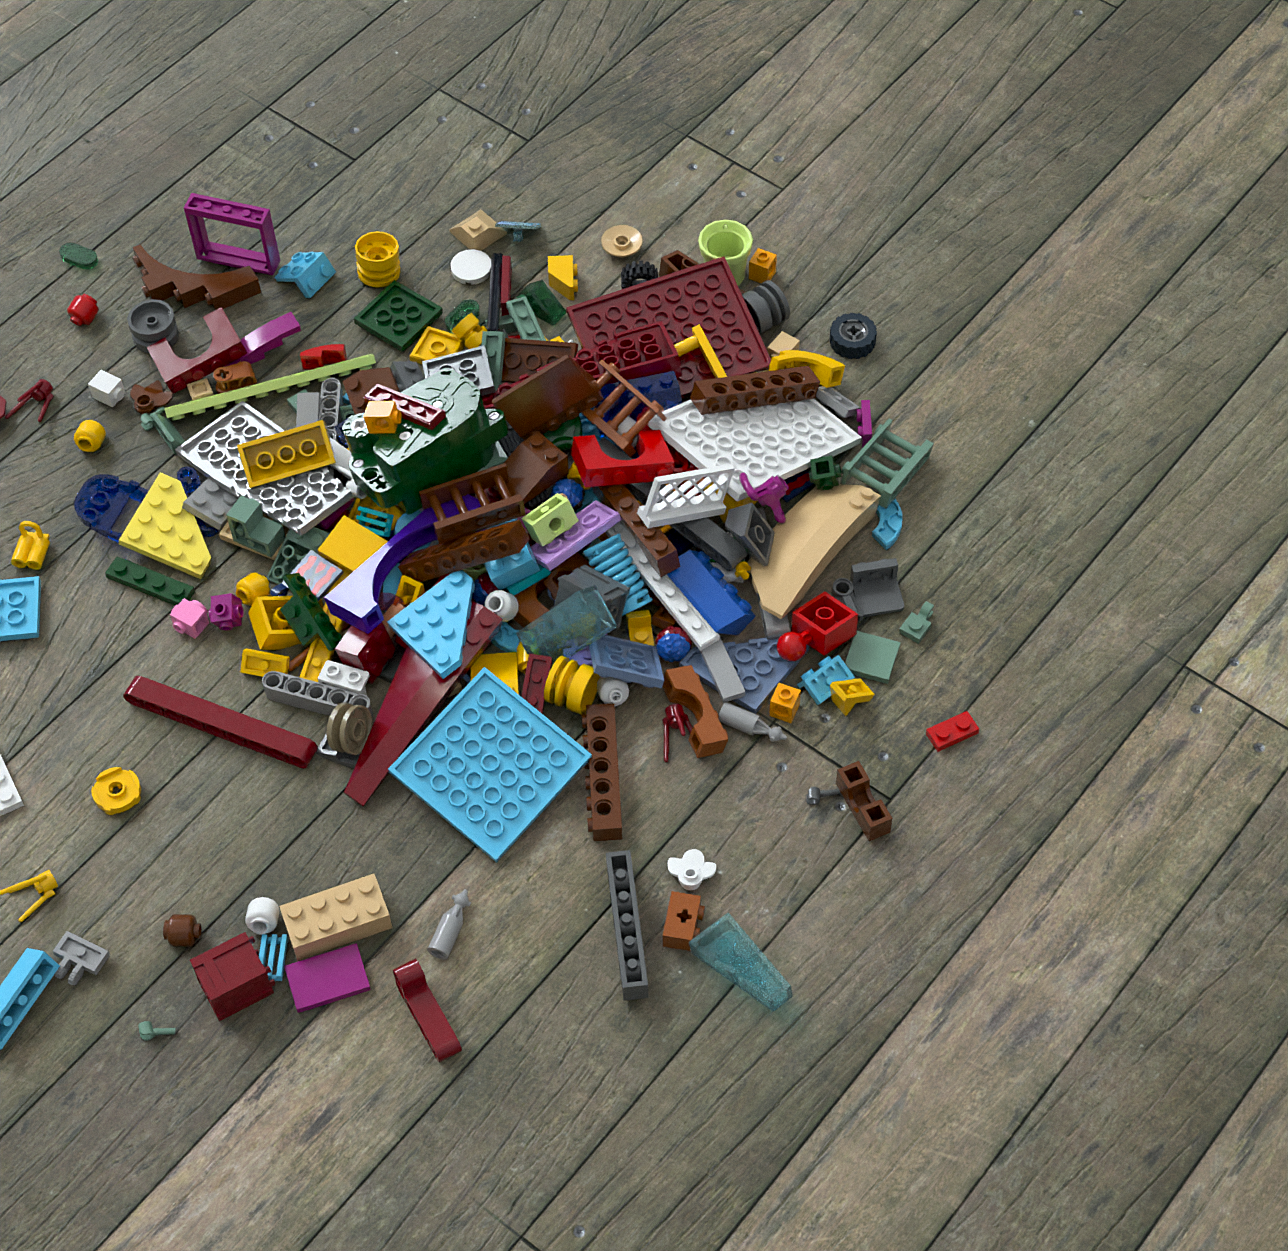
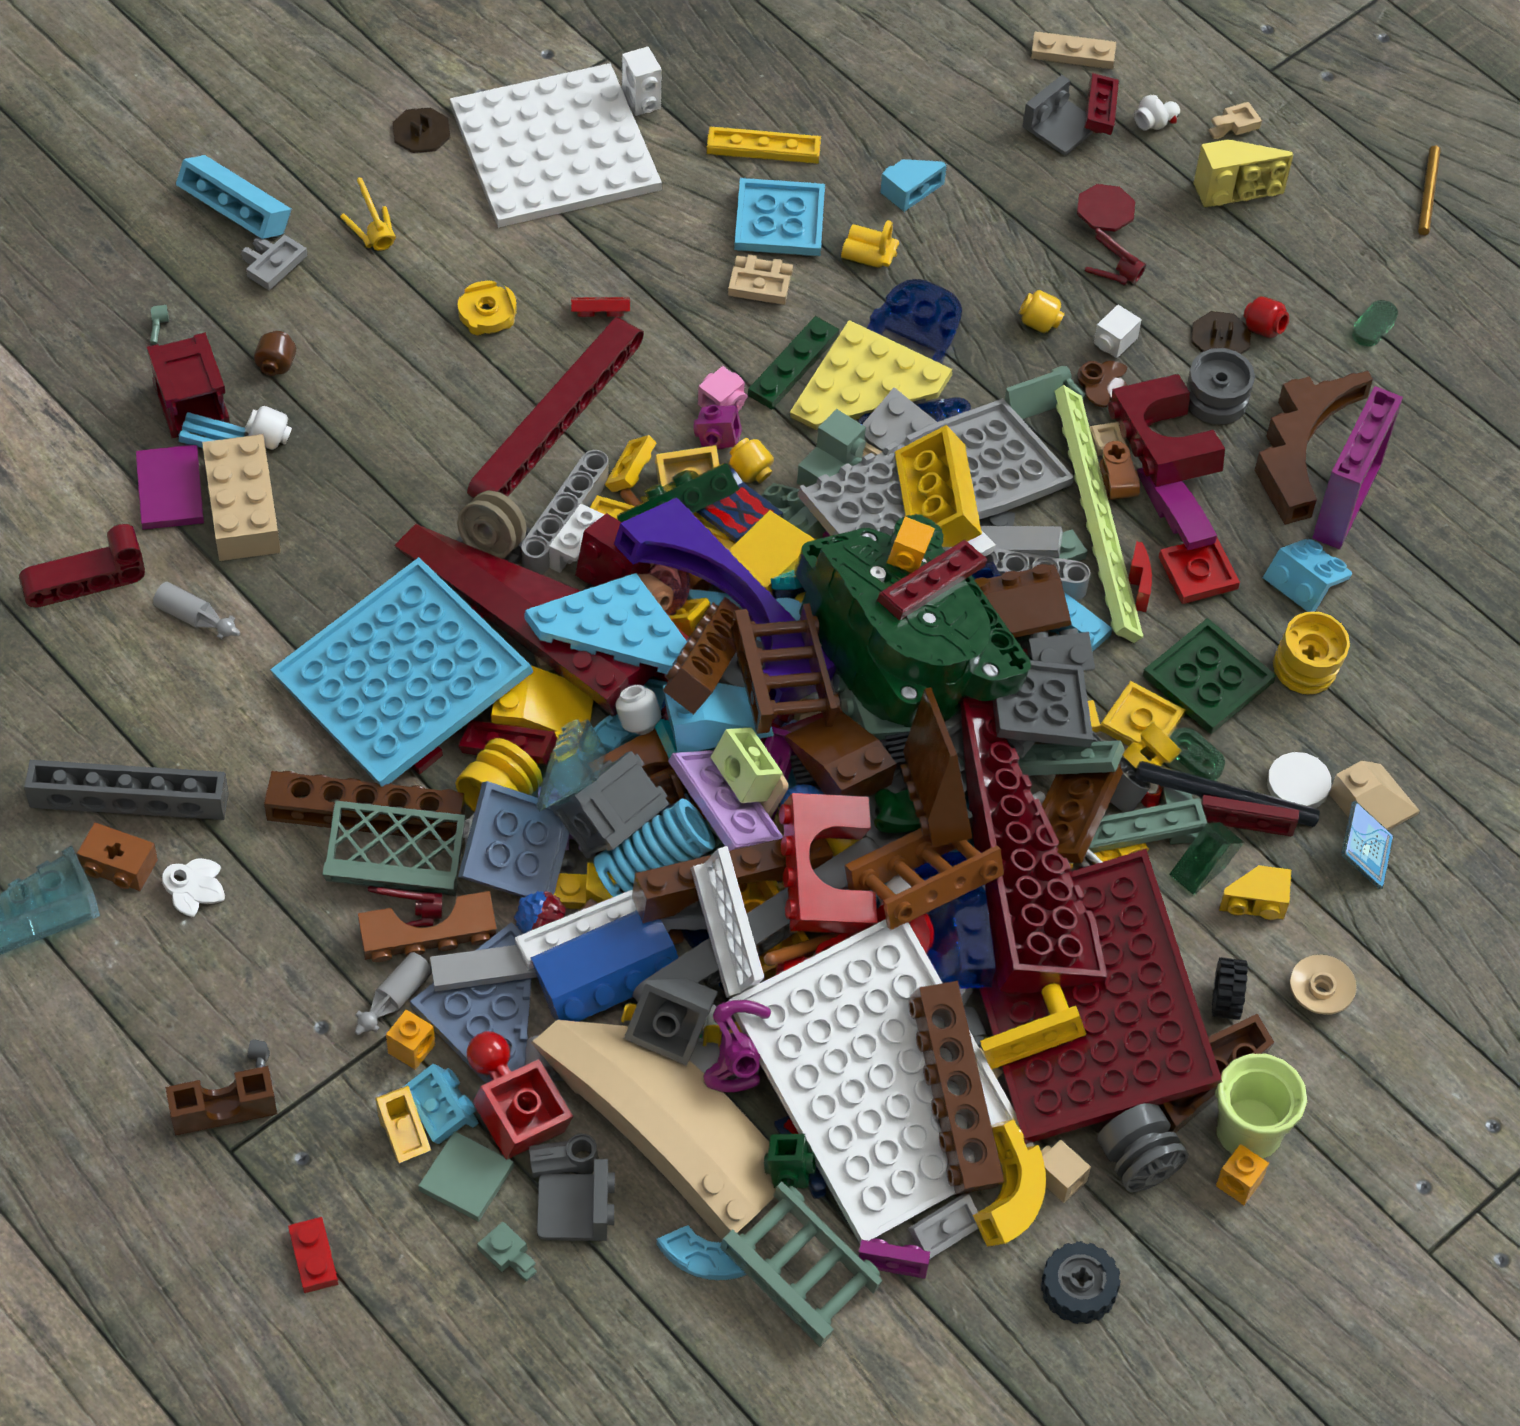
camera: 95 degrees right, 0 degrees up
(76, 616) = (760, 279): none -> tan plate
(96, 339) = (1220, 331): none -> dark brown piece
(107, 711) = (589, 305): none -> red plate
(315, 328) = (1199, 571): none -> red plate
(658, 735) = (387, 875): none -> sand green fence

